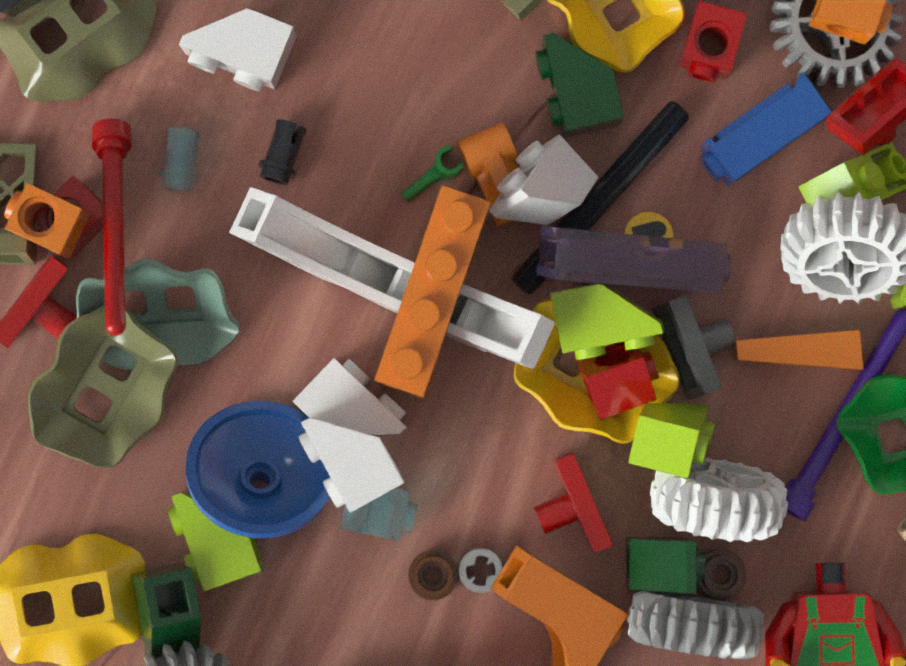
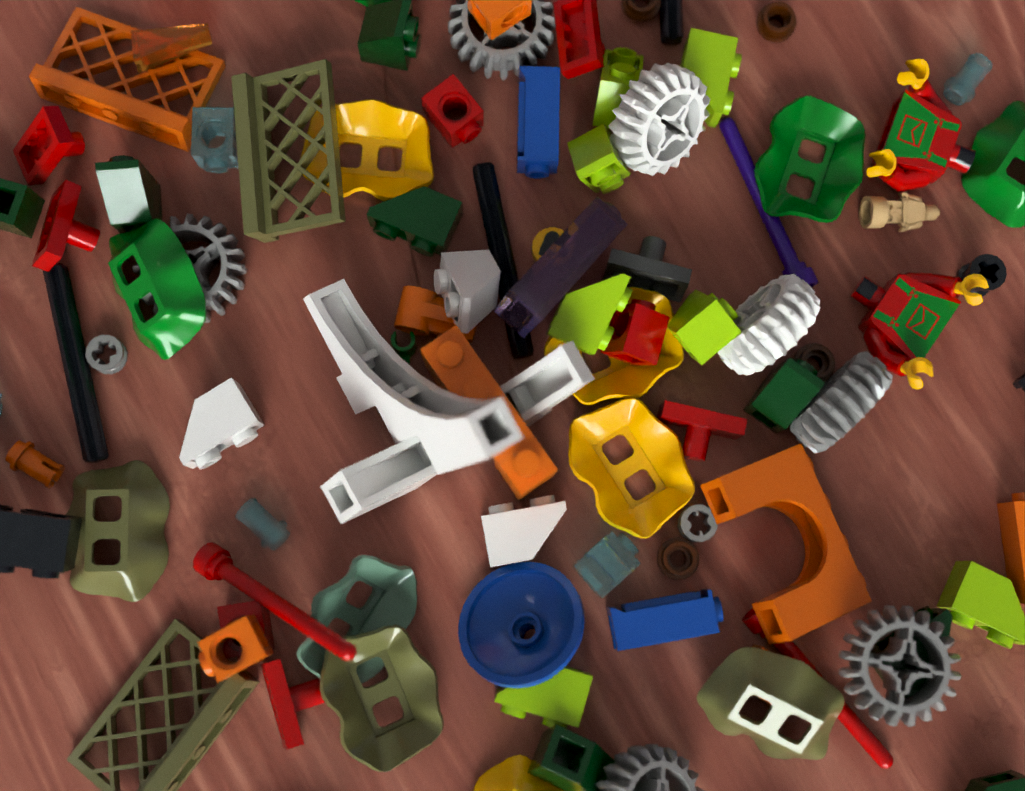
camera: 60 degrees left, 5 degrees down
(282, 153) = (312, 450): black pin -> none
(355, 461) = (566, 551): white slope -> none
(364, 603) = (665, 619): none -> blue window
(392, 157) = (449, 426): none -> white arch
(521, 479) = (654, 450): none -> yellow piece
(761, 217) = (598, 160): none -> lime slope
(819, 350) = (713, 187): orange piece -> none

